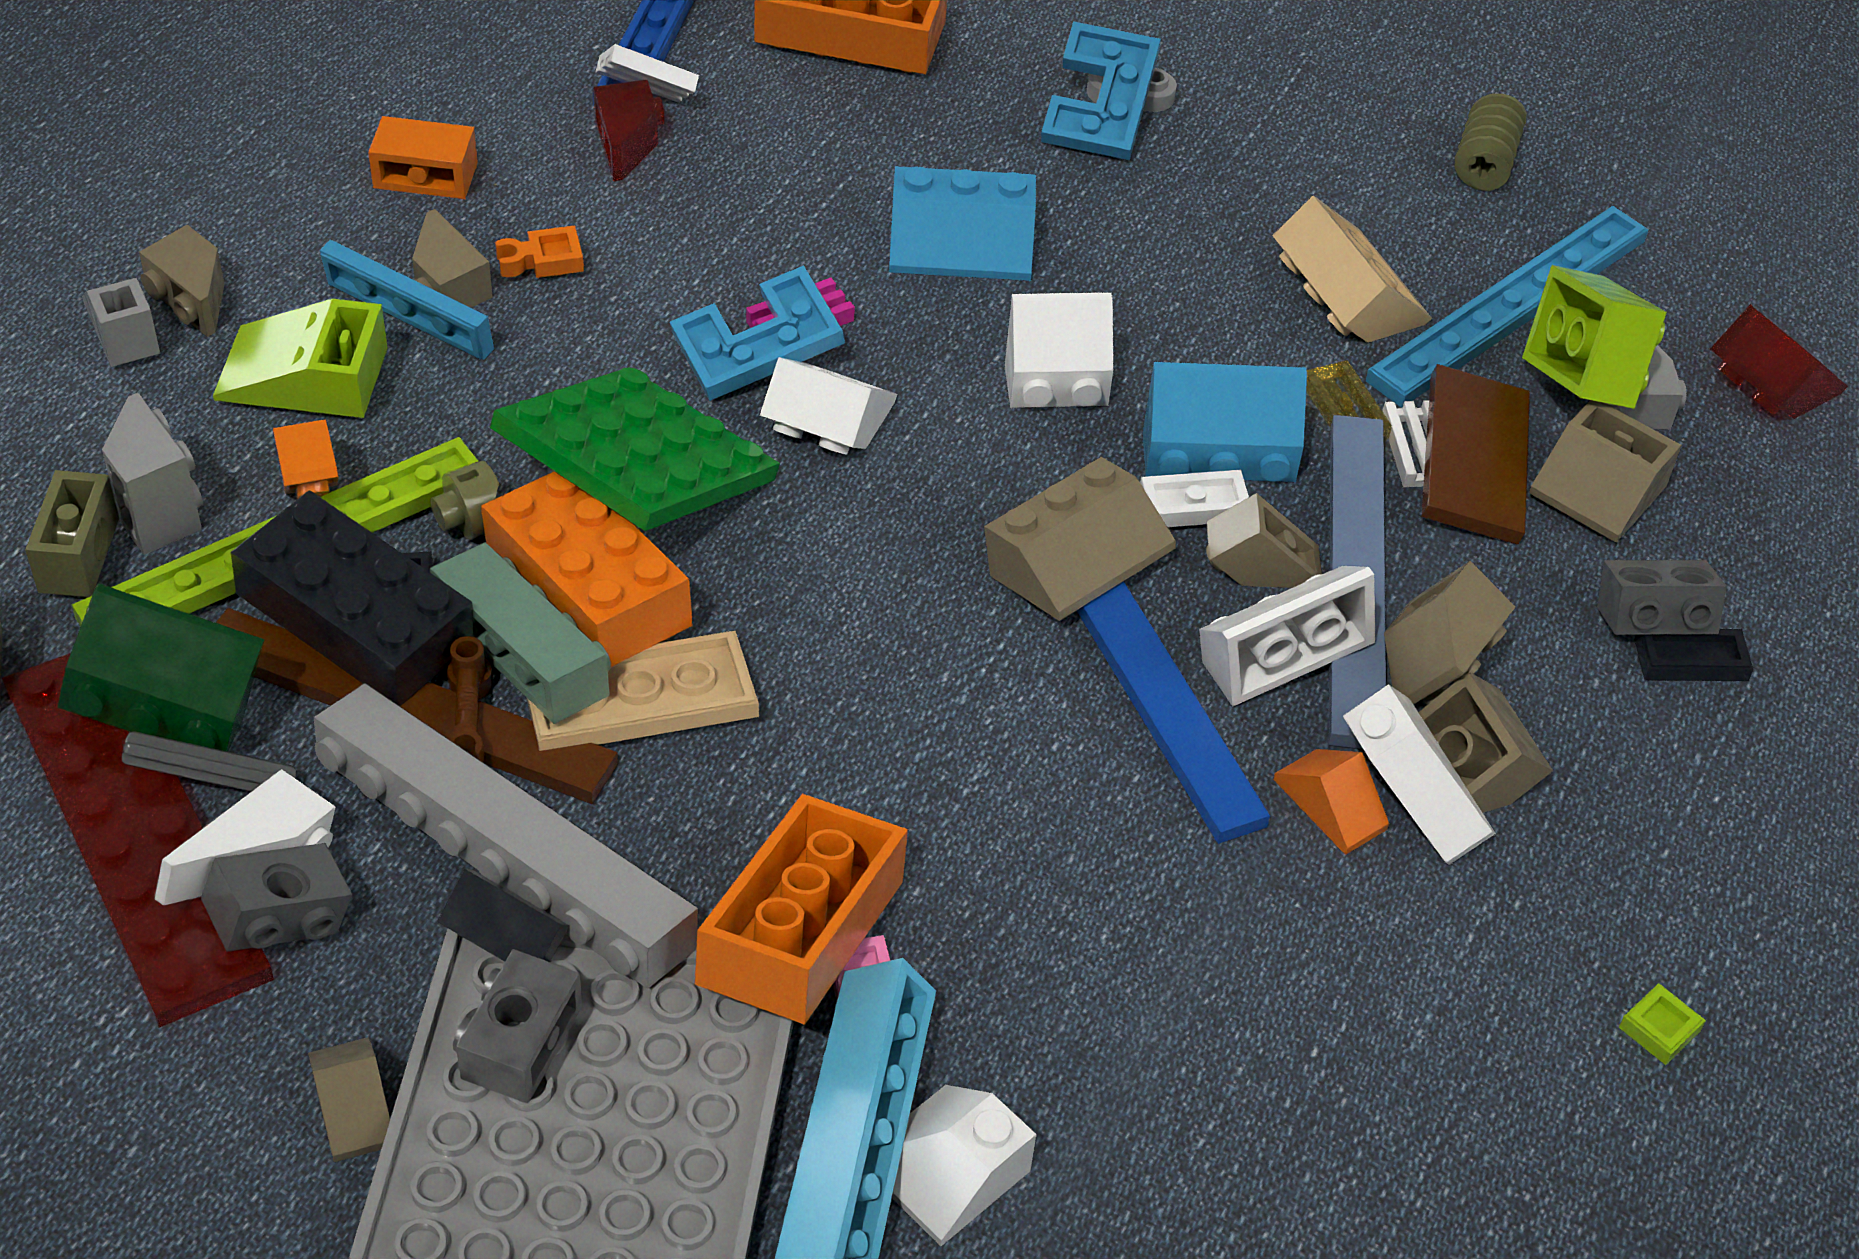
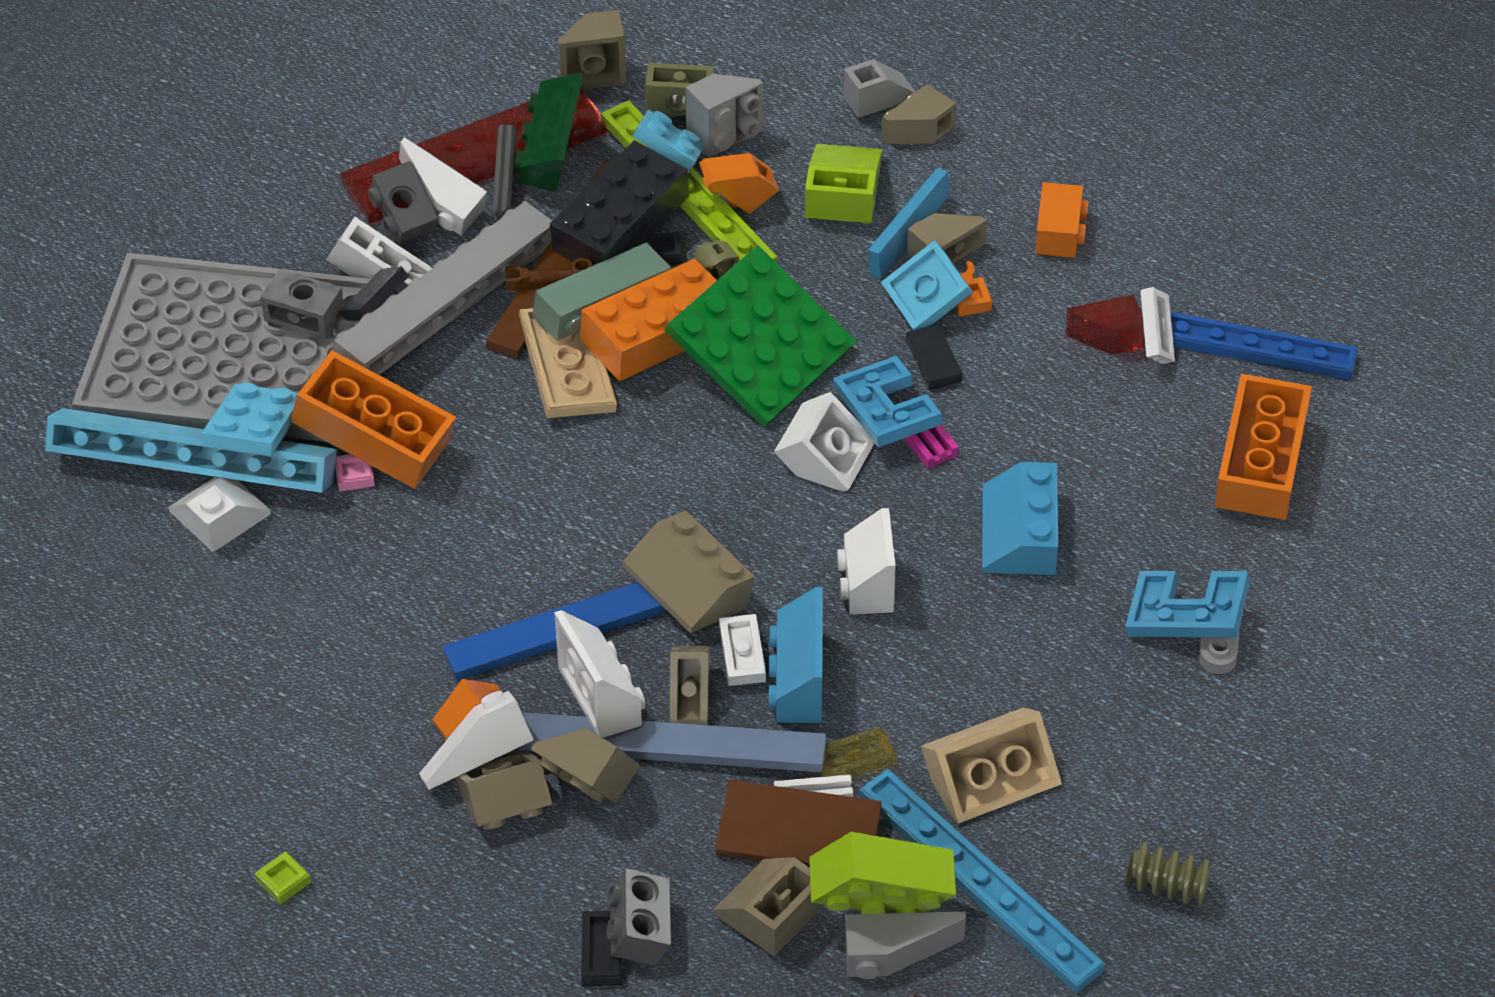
camera: 95 degrees right, 0 degrees up
(201, 536) = (664, 138): none -> medium azure plate
(350, 1098) = (287, 250): dark tan slope -> none
(391, 944) = (365, 252): none -> white slope
(548, 280) = (926, 286): none -> medium azure plate
(657, 297) = (934, 357): none -> black tile
(804, 1077) = (250, 419): none -> medium azure plate

